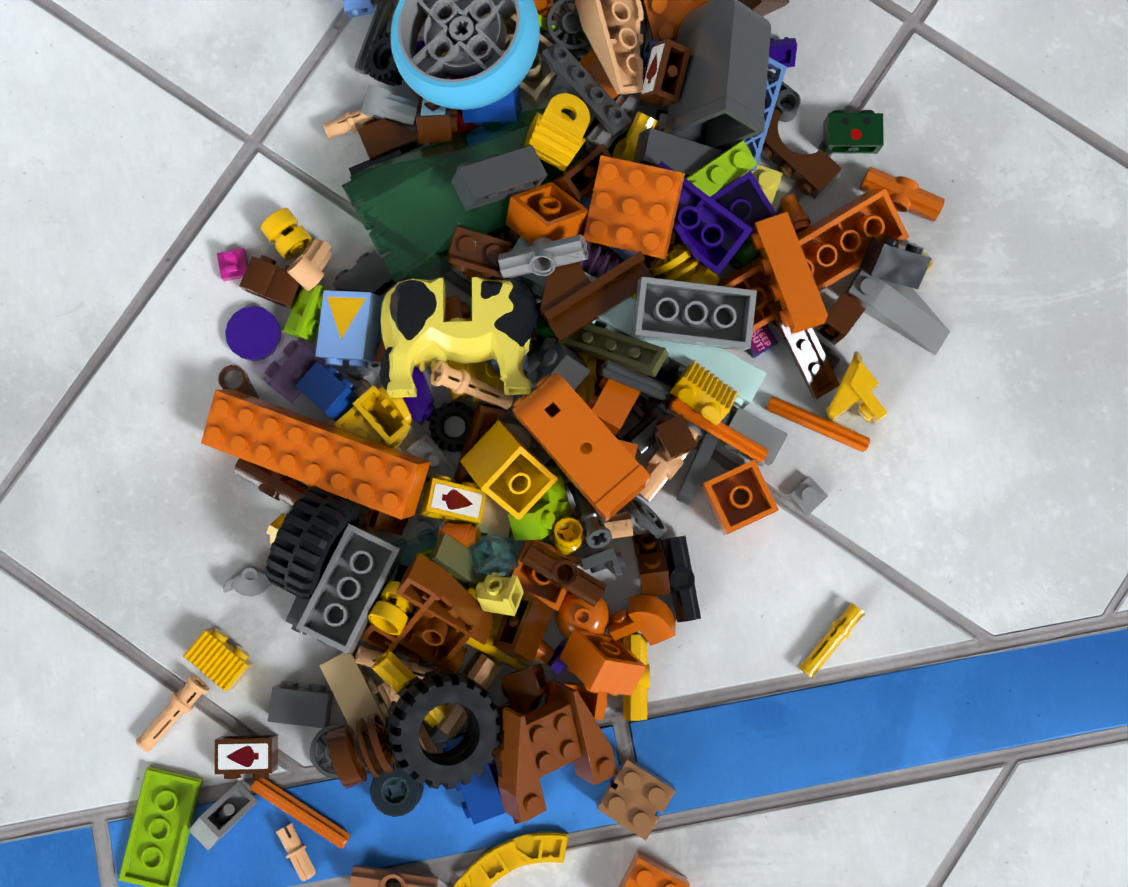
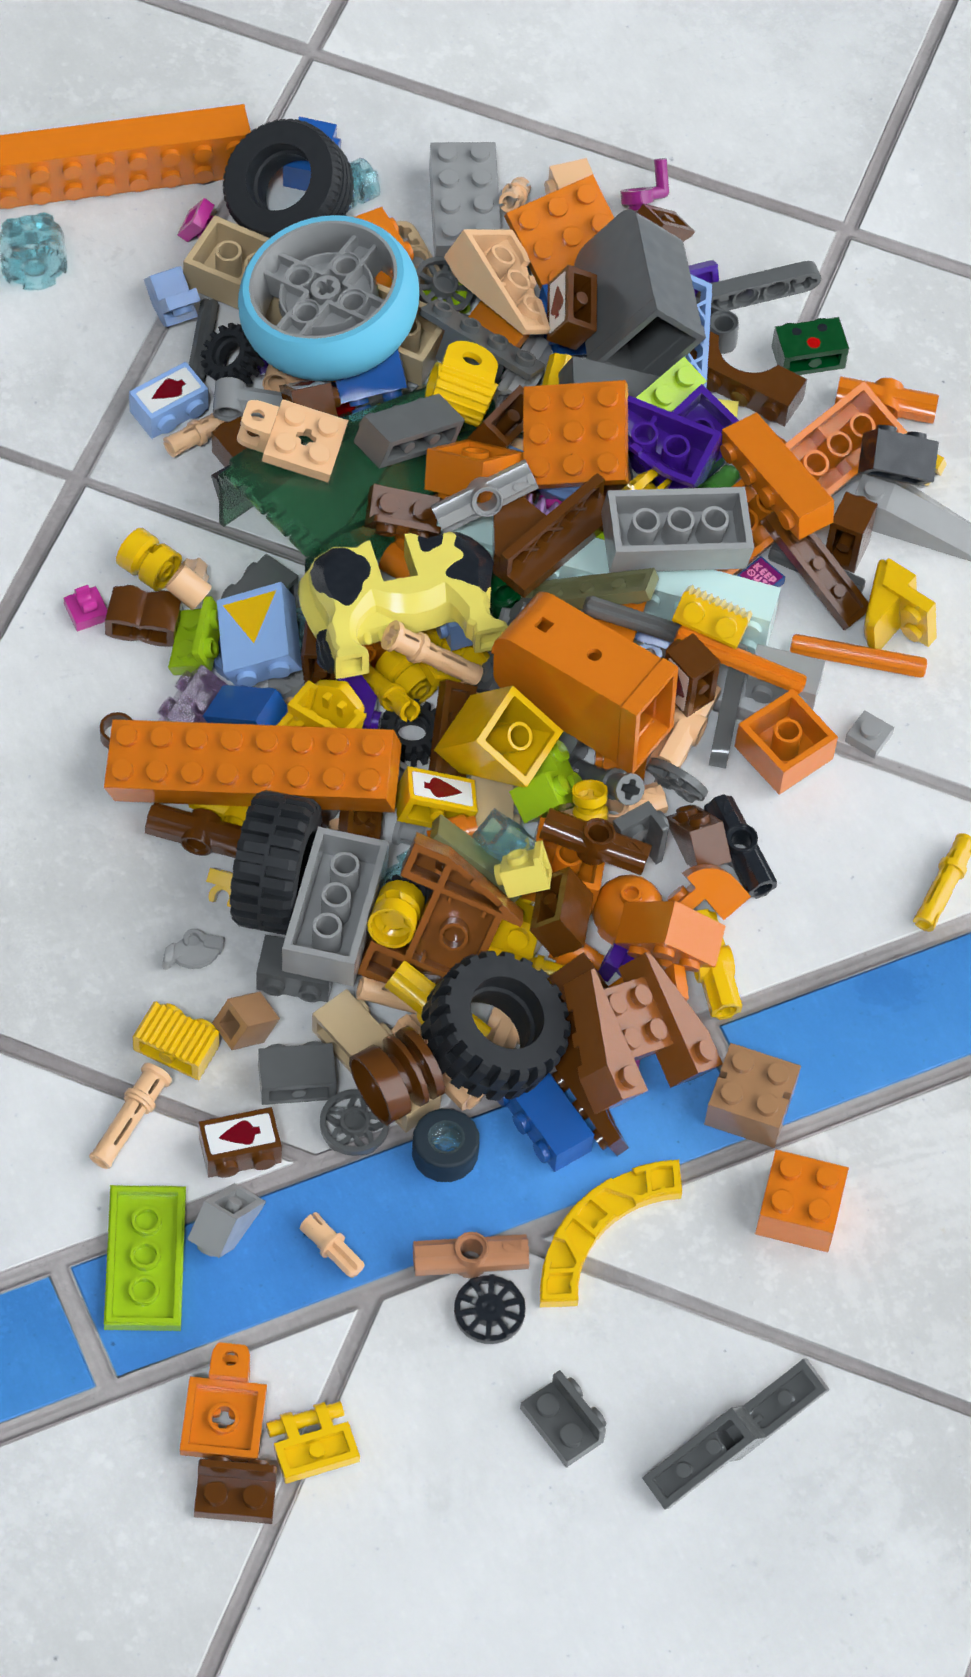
camera: 20 degrees left, 25 degrees down
(253, 333) = (130, 678): dark purple tile -> none
(271, 656) = (245, 1020): none -> medium nougat brick
(300, 812) = (325, 1200): orange axle -> none
(334, 89) = (169, 400): none -> light blue brick
(390, 166) = (280, 437): none -> light nougat plate
(441, 403) = (392, 695): none -> yellow pin
(830, 67) = (759, 286): none -> dark grey beam

